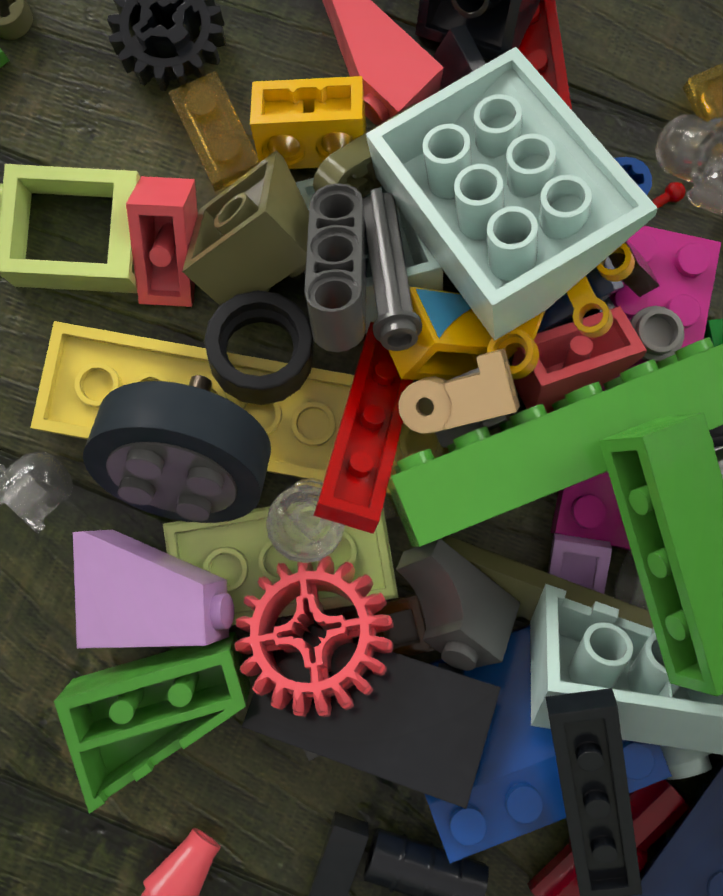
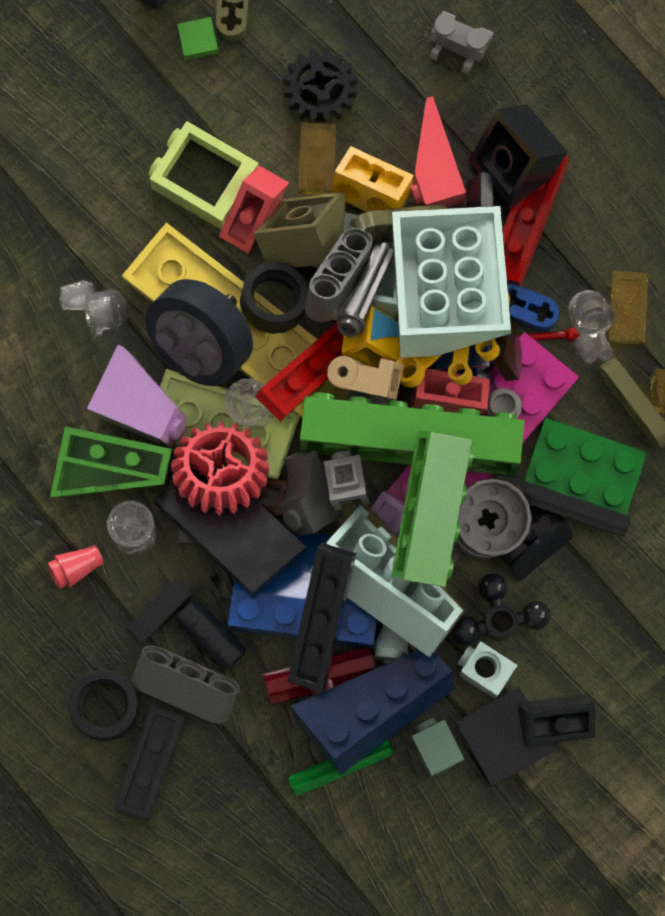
camera: 30 degrees right, 5 degrees down
(232, 786) = (132, 527): none -> clear wheel
(511, 562) = (346, 479): none -> light grey window

